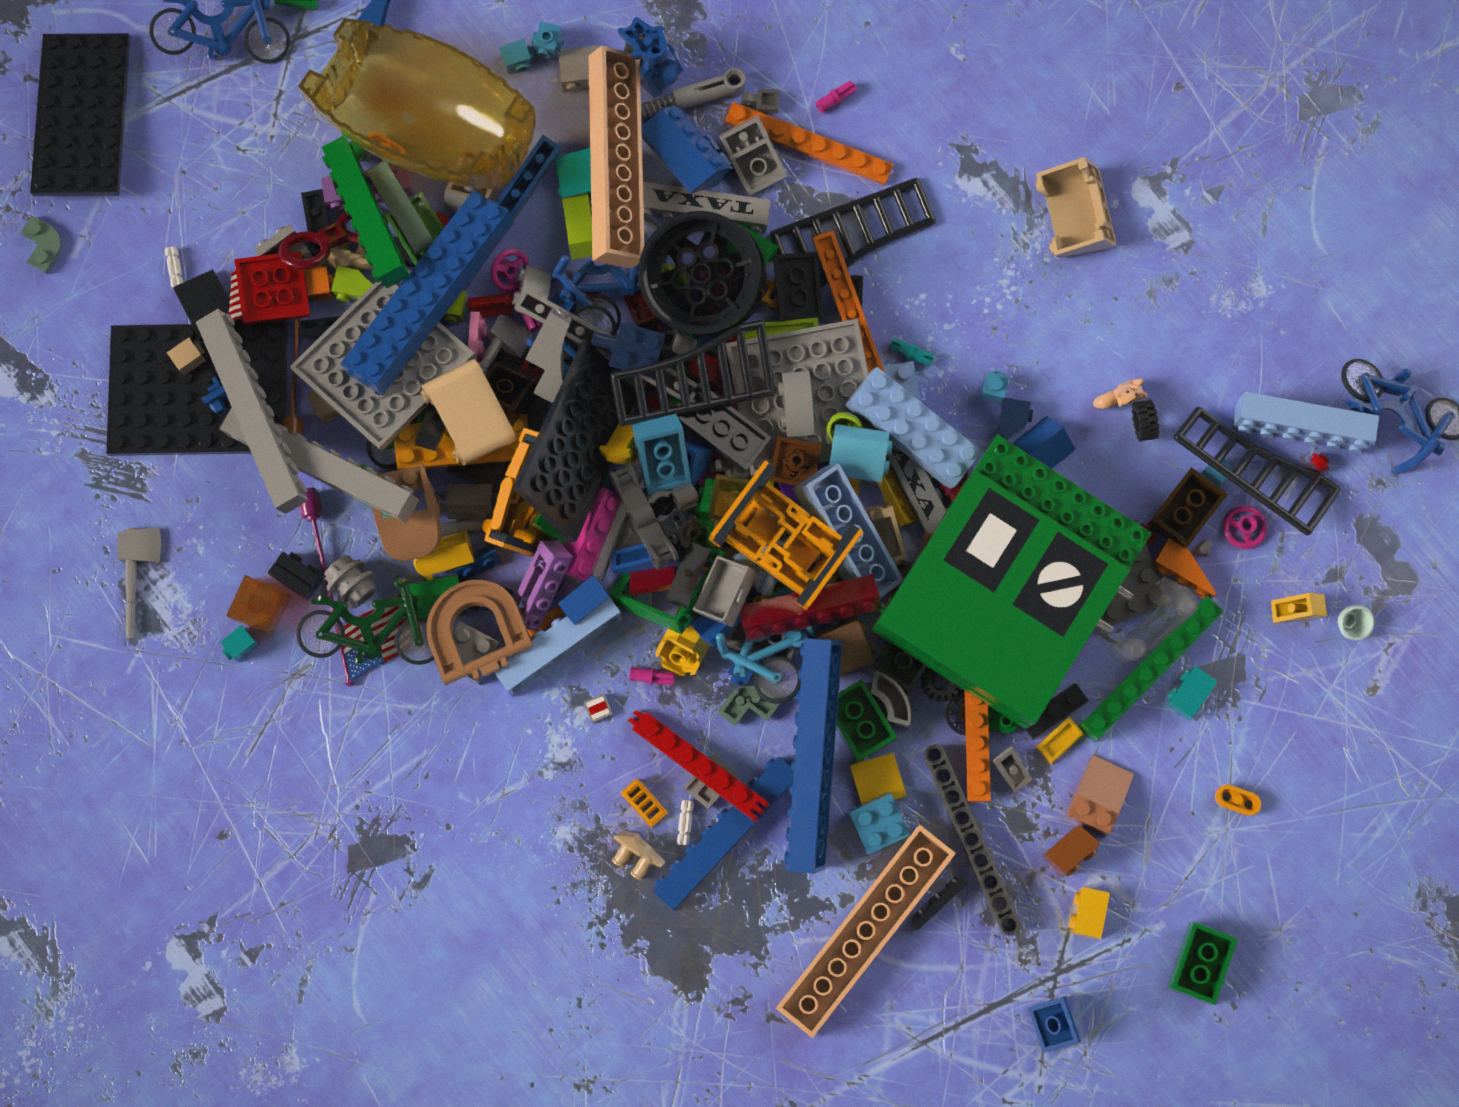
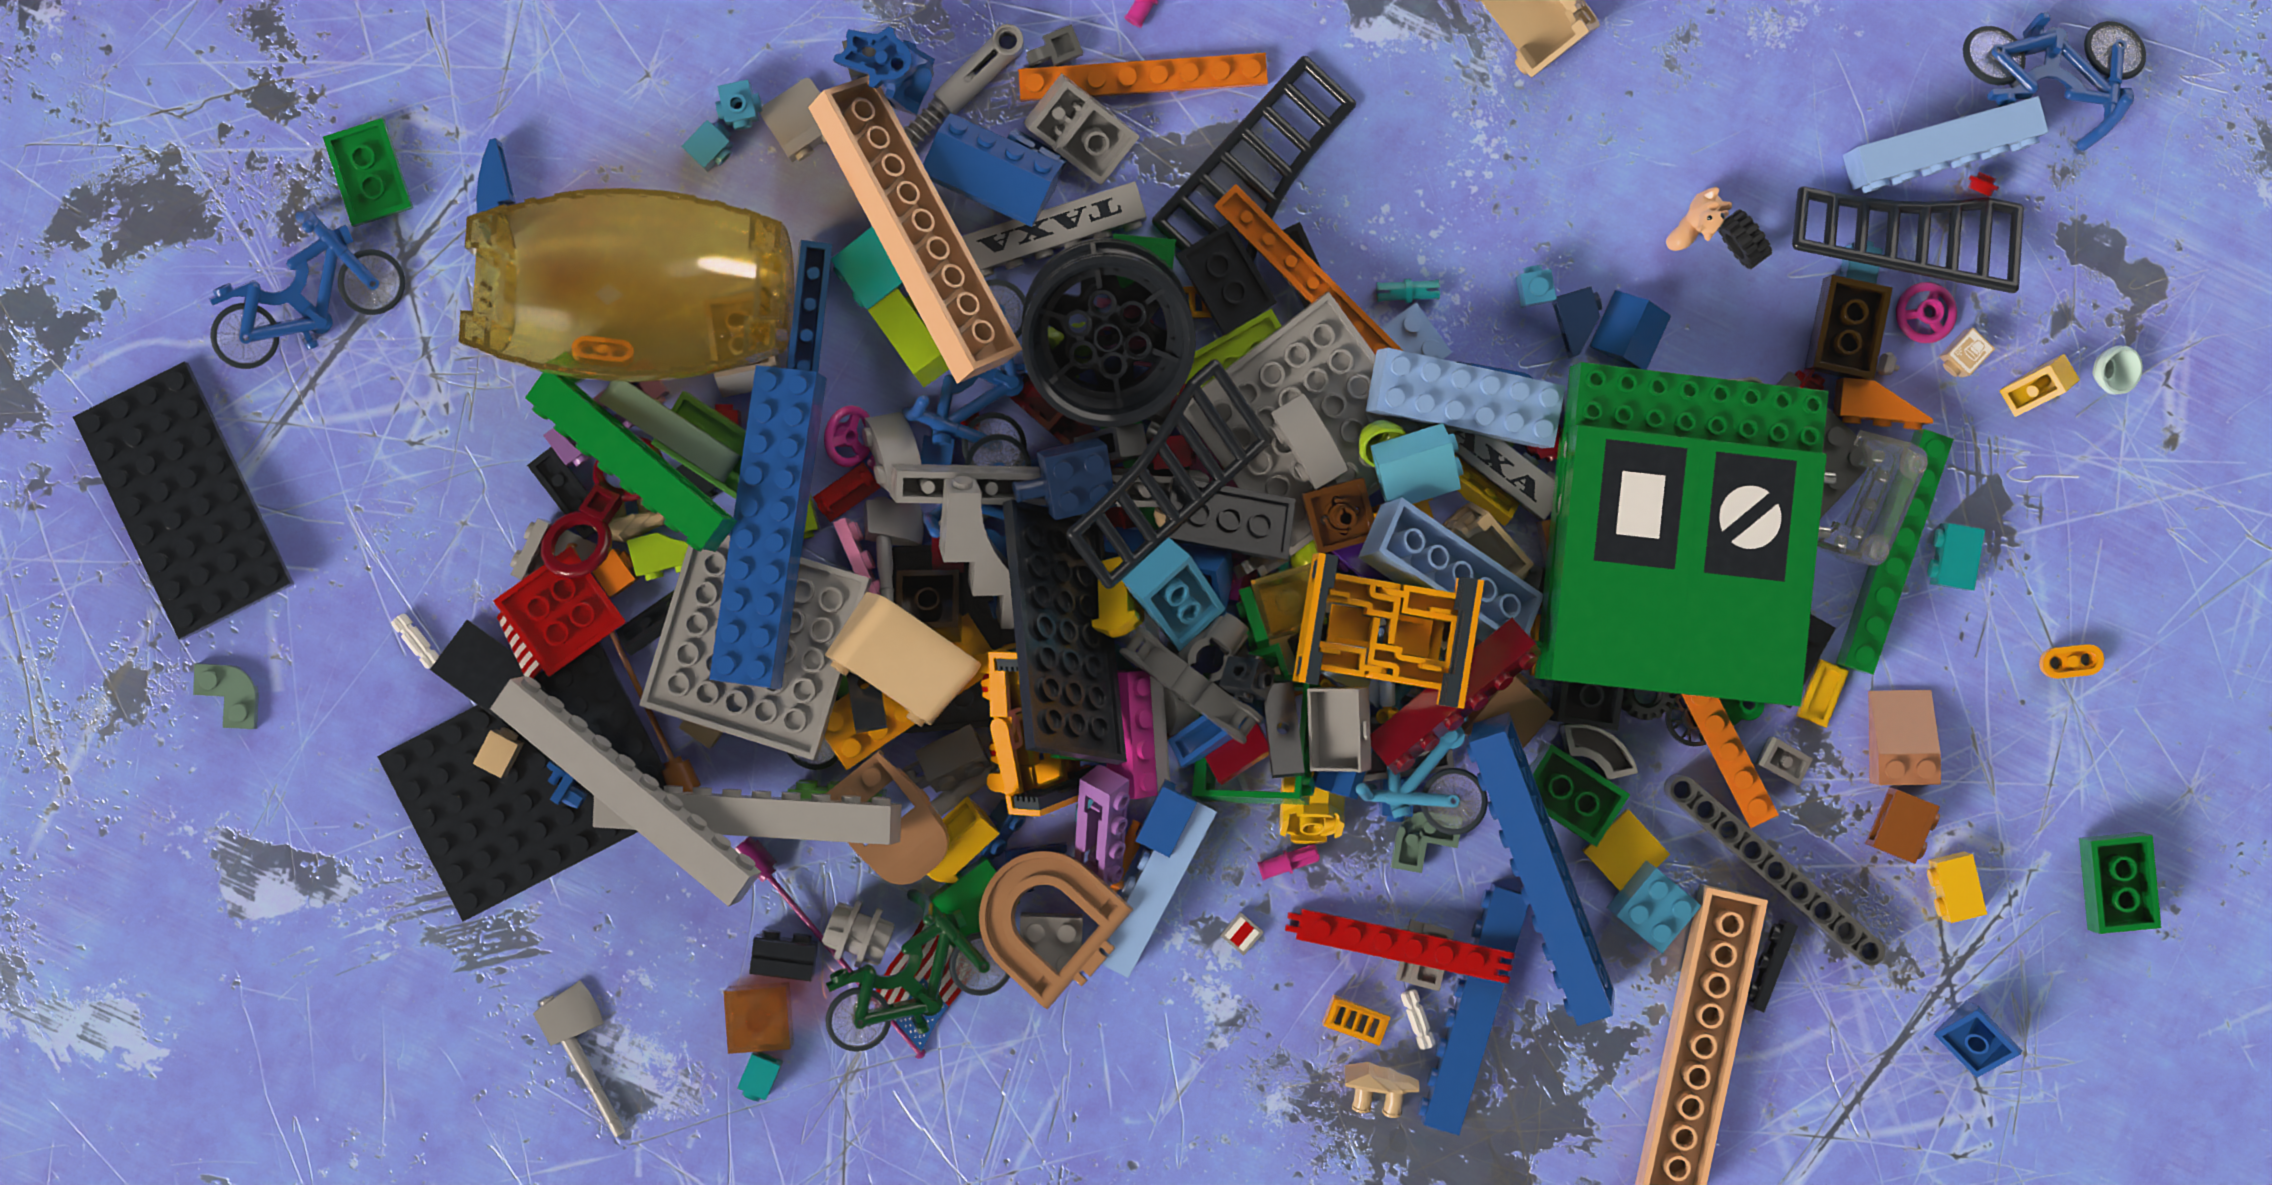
camera: 35 degrees left, 10 degrees up
(1258, 564) = (1966, 353): none -> tan brick

